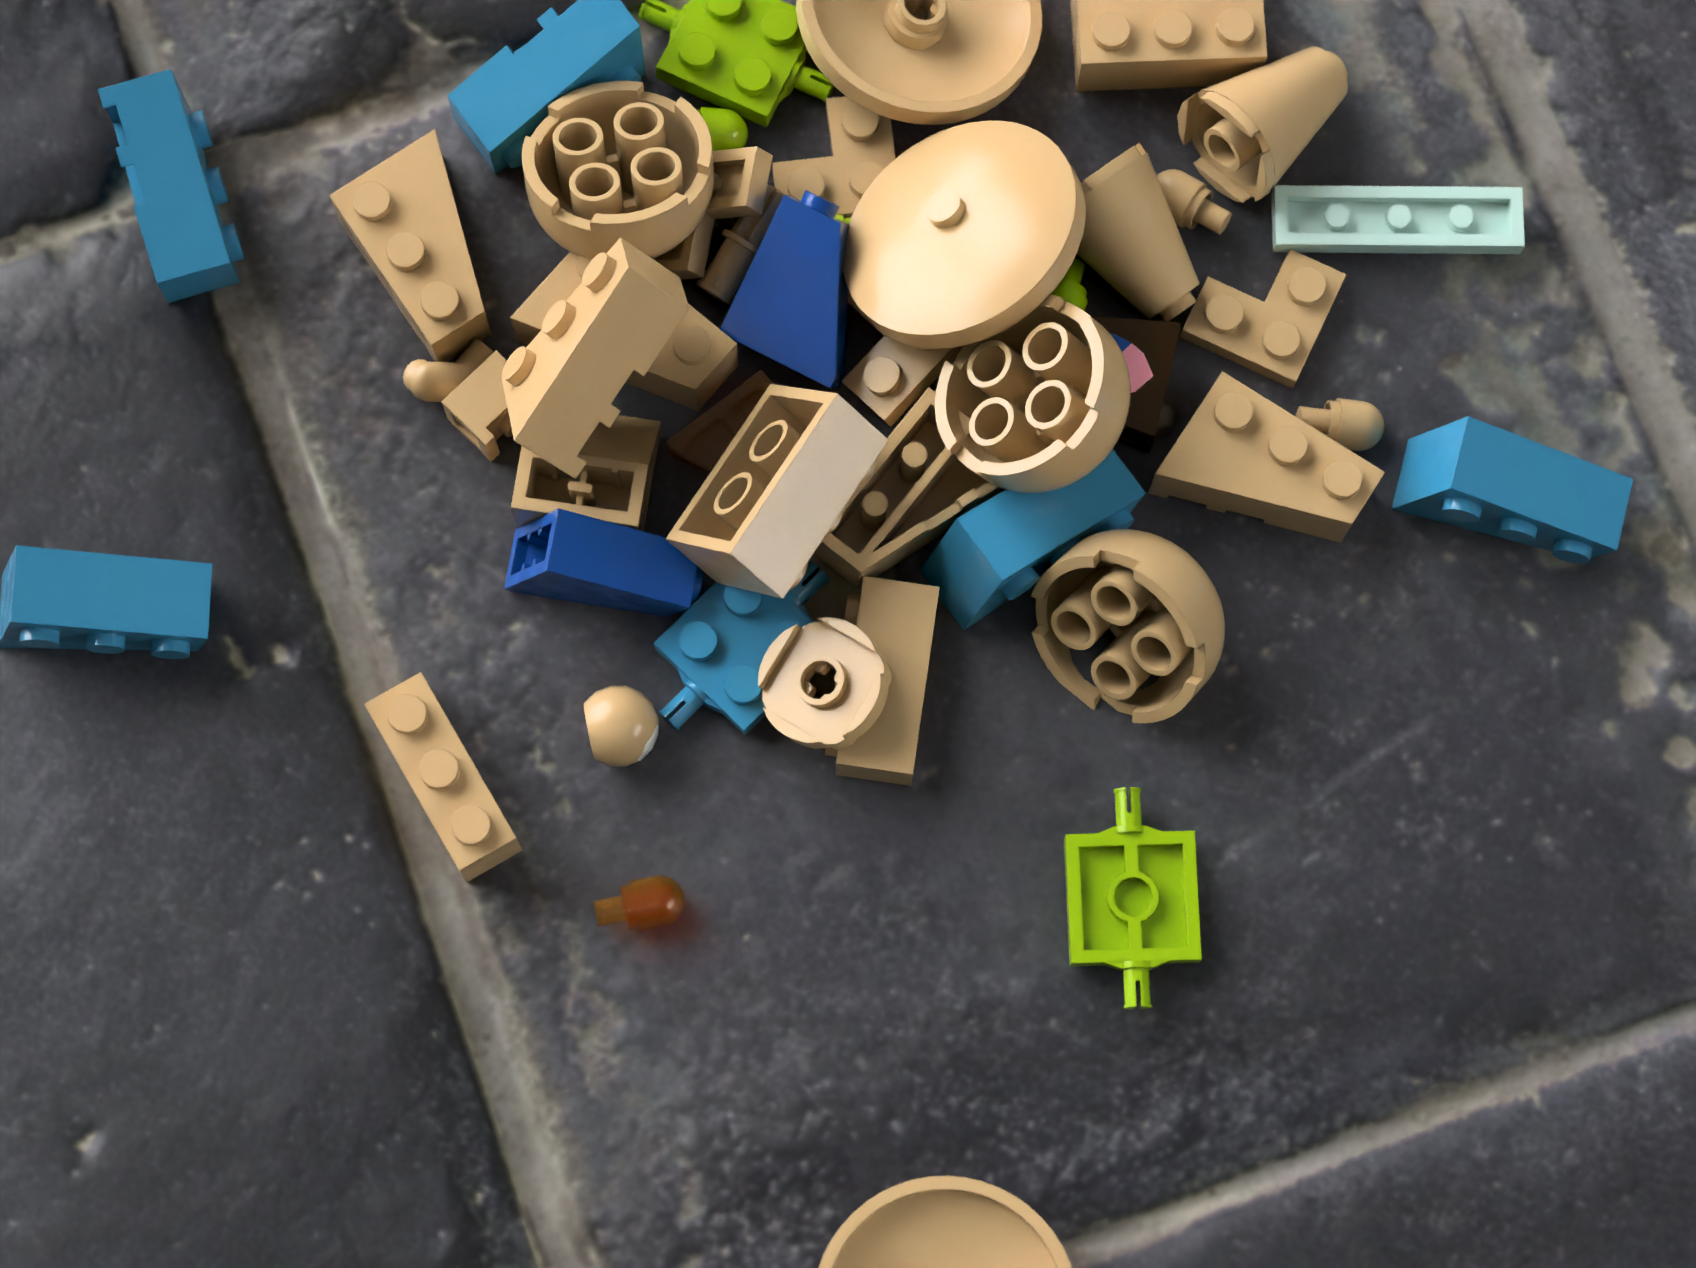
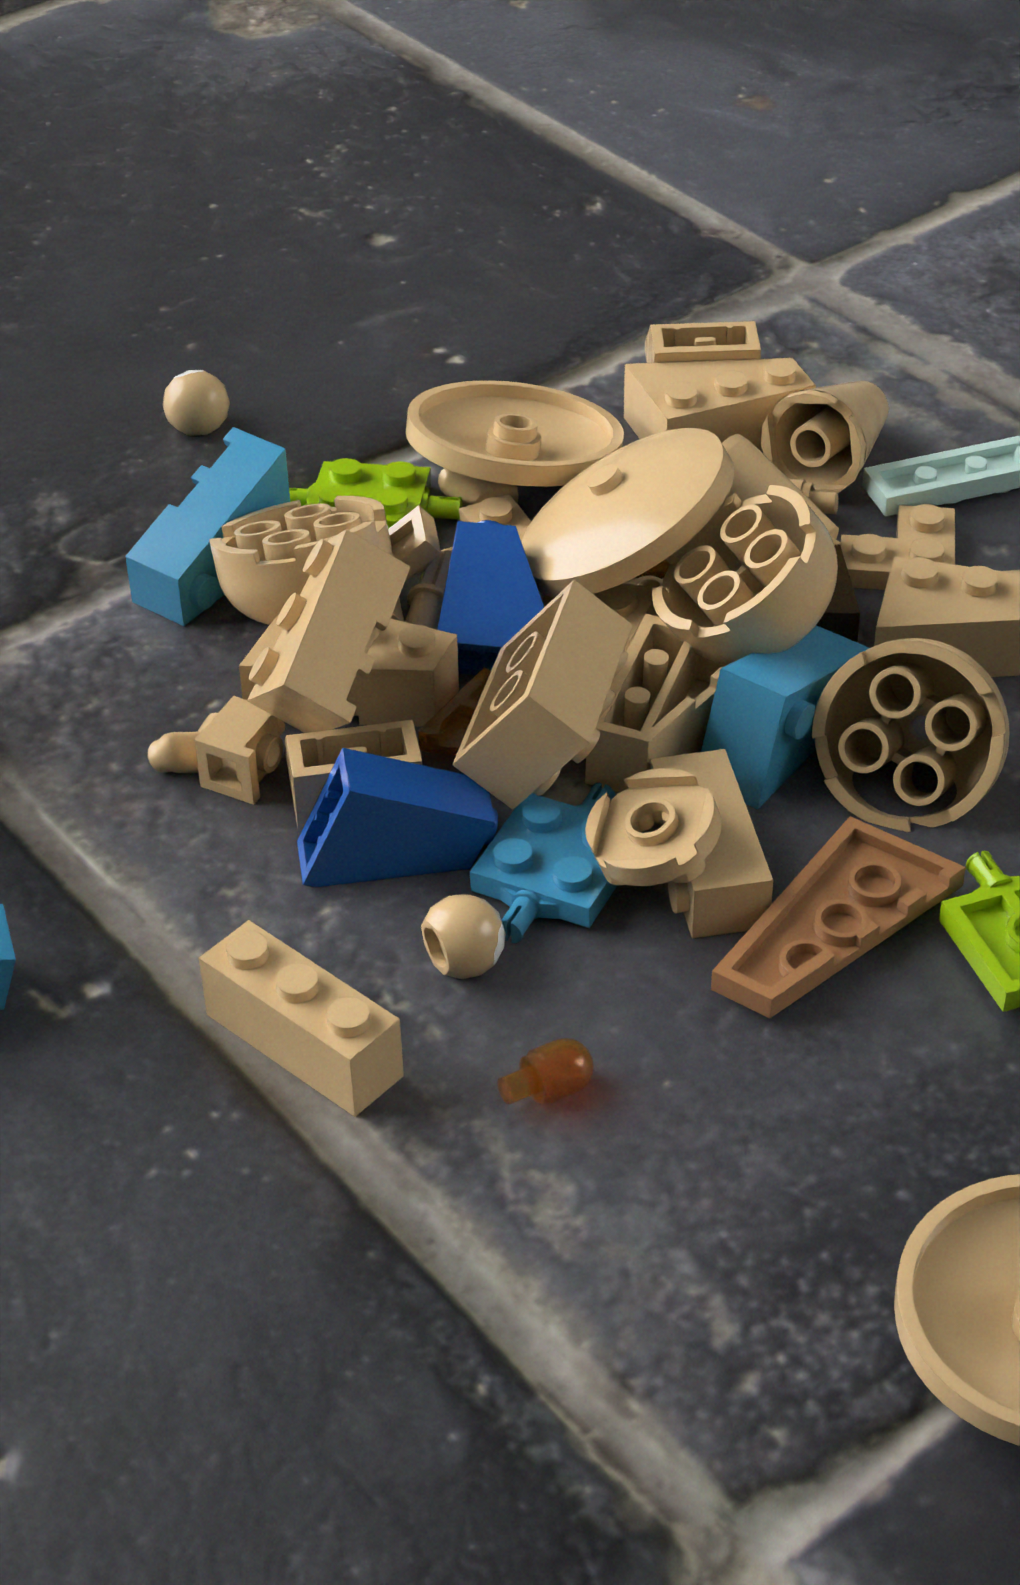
camera: 15 degrees left, 35 degrees down
(416, 245) = (128, 662): tan wedge -> none
(977, 799) = (833, 913): none -> medium nougat wing

